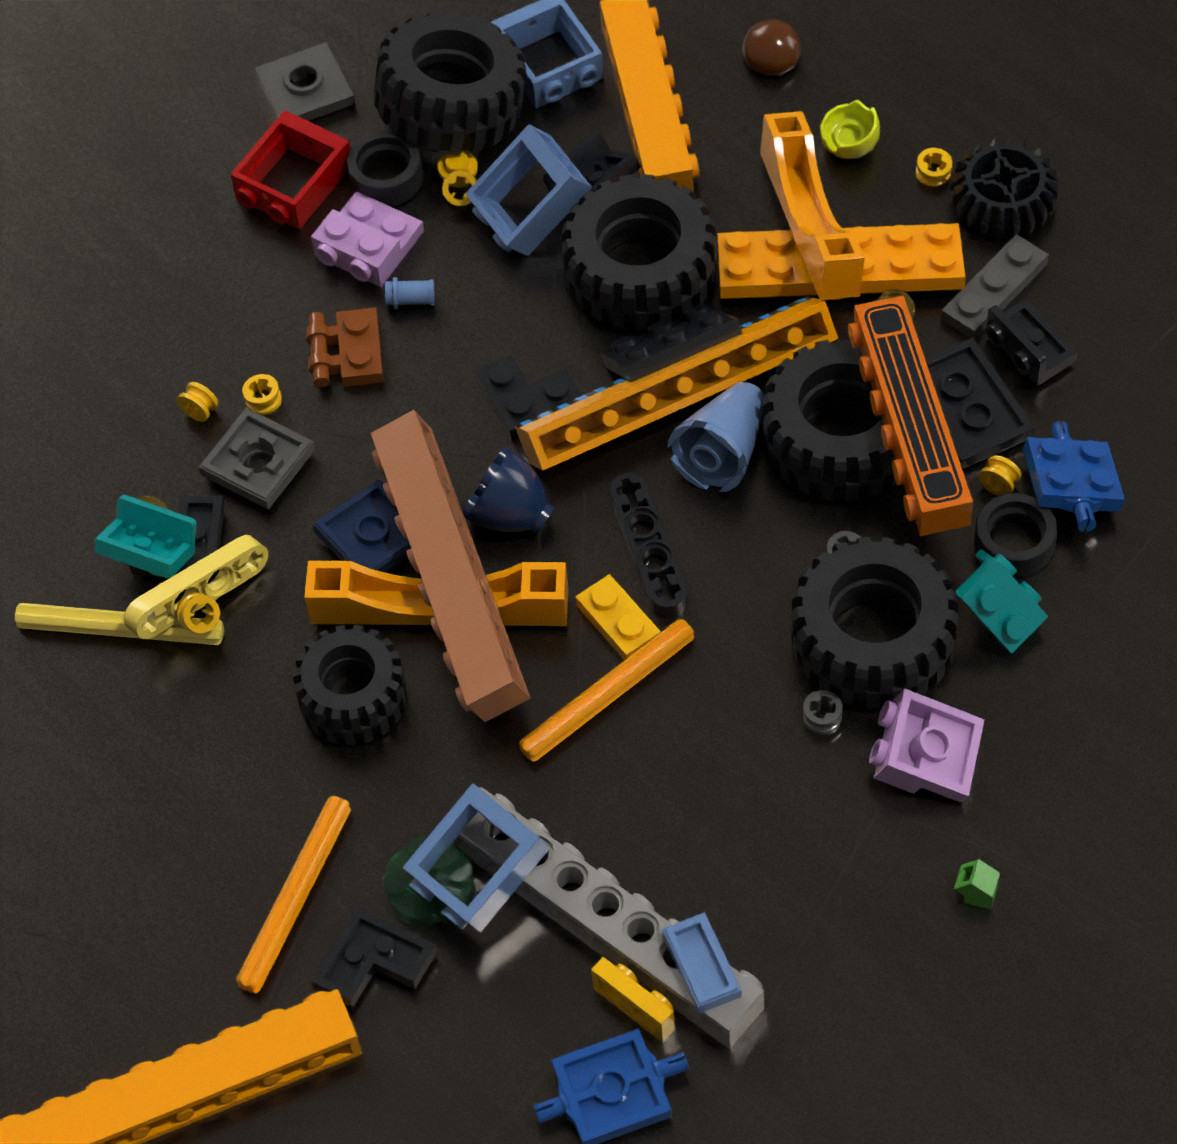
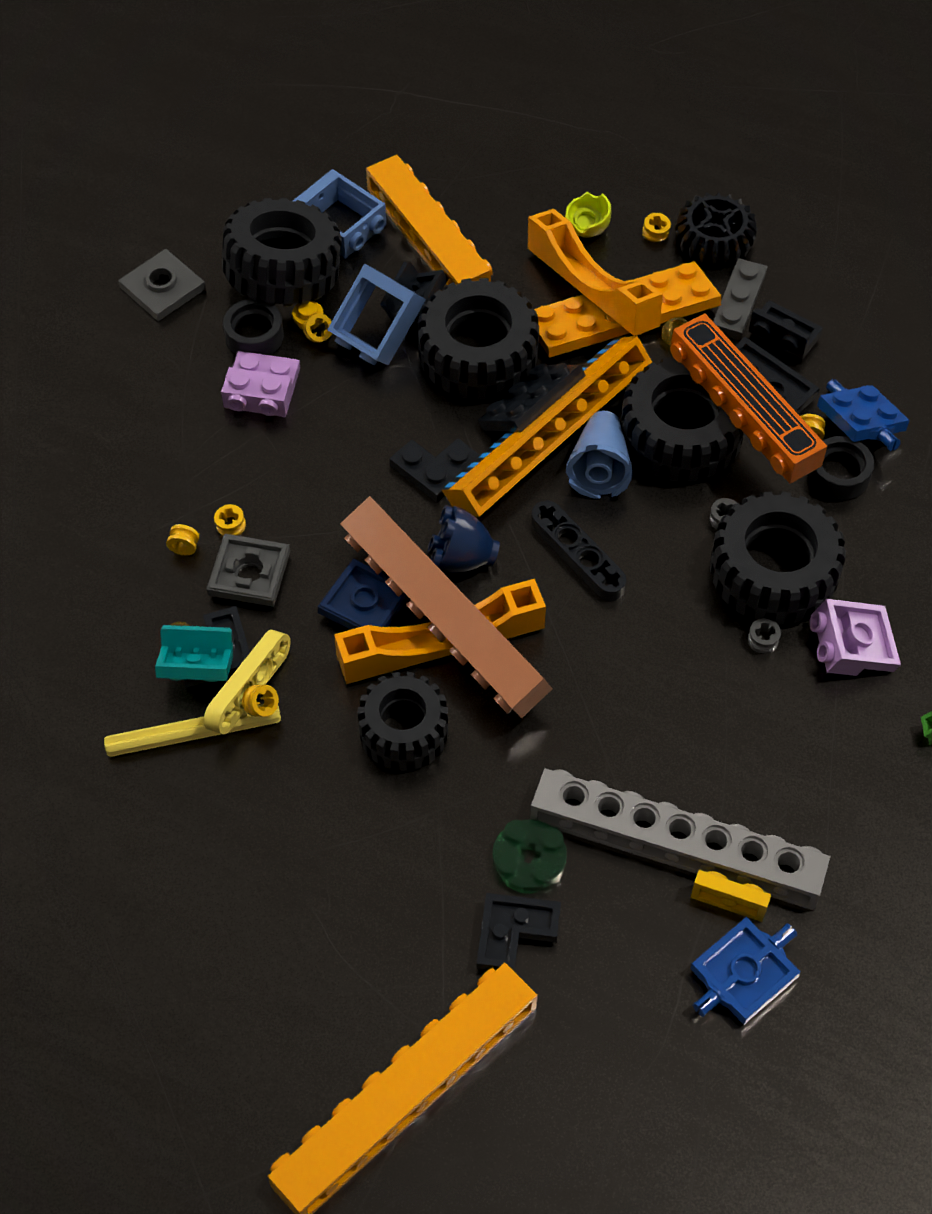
camera: 25 degrees left, 0 degrees up
(293, 895) = (427, 900): light orange axle -> none
(302, 138) = (173, 321): red window -> none
(358, 348) = (289, 463): dark orange plate -> none
(409, 292) = (312, 414): medium blue pin -> none
(505, 880) = (581, 788): medium blue window -> none
(606, 690) = (597, 668): light orange axle -> none
(616, 616) = (581, 611): yellow plate -> none
(701, 963) = (777, 850): medium blue tile -> none
(771, 47) = (502, 172): reddish brown hair -> none
(1000, 602) = (862, 515): teal bracket -> none

